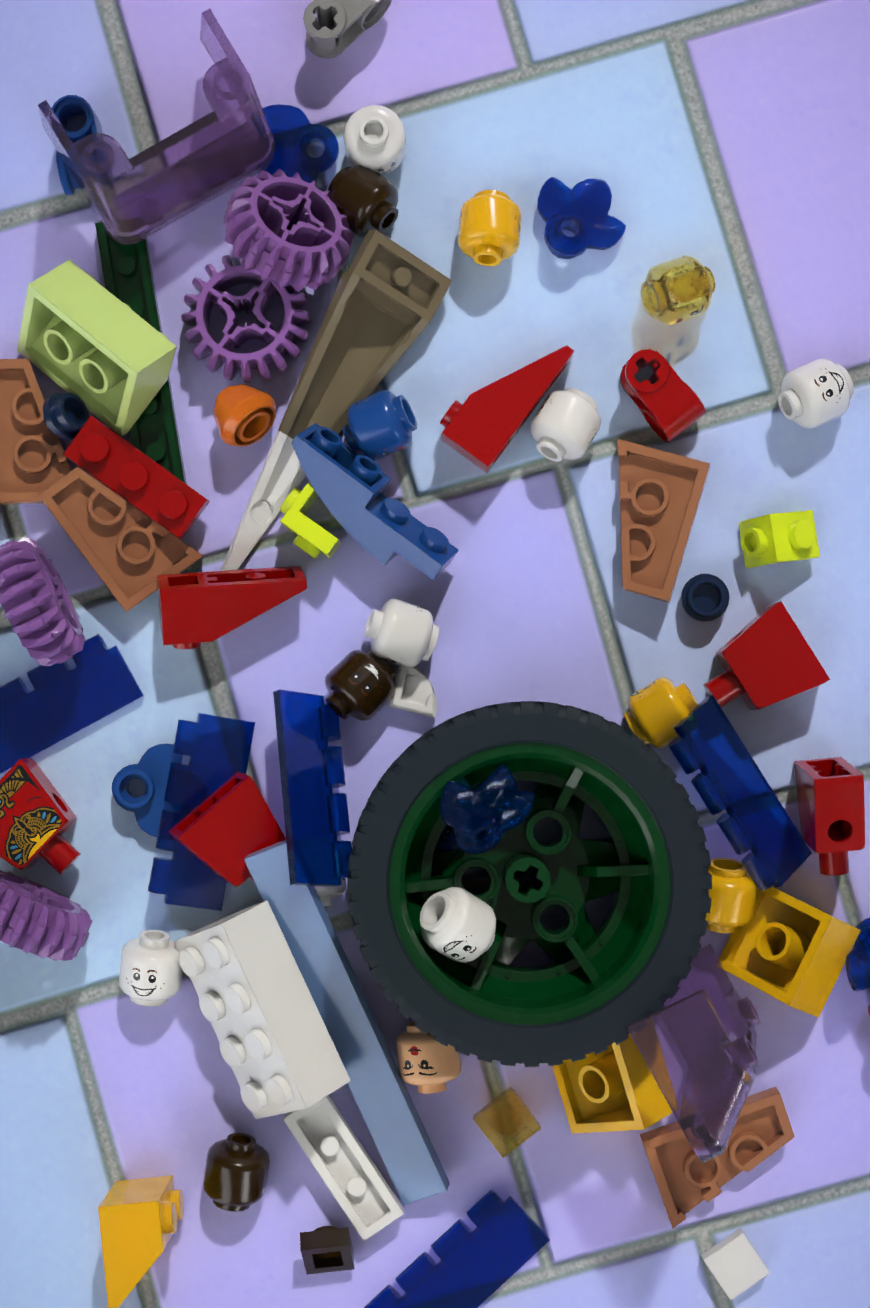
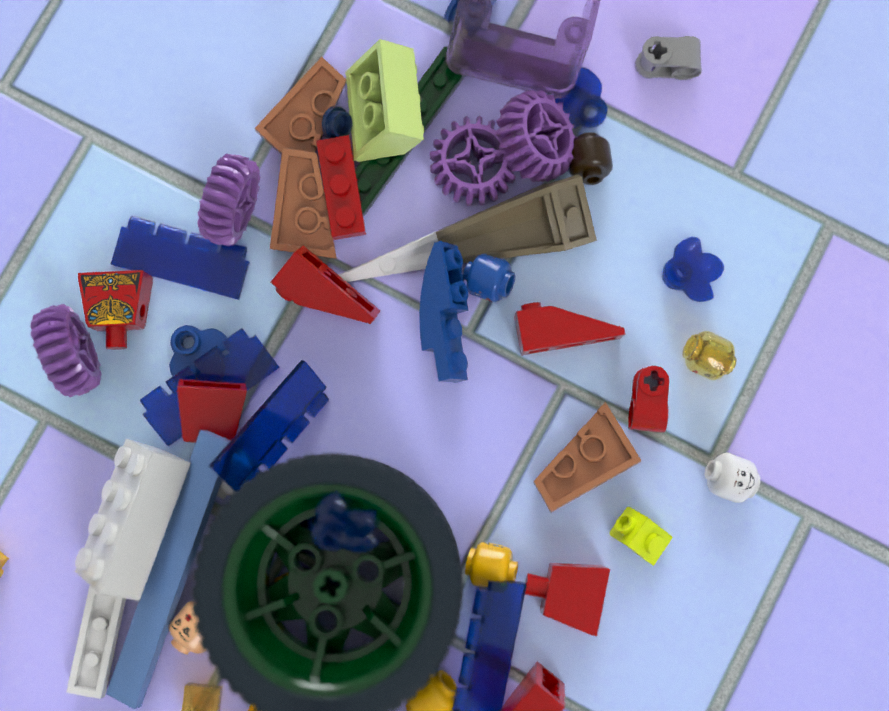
camera: 40 degrees right, 5 degrees down
(150, 968) = (101, 440): white head -> none
(236, 1172) = (38, 589): dark brown head -> none
(243, 414) = (425, 207): orange cone -> none
(310, 536) = (398, 300): neon yellow bracket -> none
(327, 1250) = (43, 677): dark brown plate -> none
(360, 685) = (350, 400): dark brown head -> none
(375, 139) = (625, 133): white head -> none
(402, 633) = (397, 394): white head -> none
(414, 692) = (374, 429): white tile -> none
(457, 924) = (270, 573): white head -> none
(489, 227) = (641, 232): yellow head -> none
(565, 425) = (584, 368): white head -> none
(705, 597) = (572, 528): dark blue plate -> none

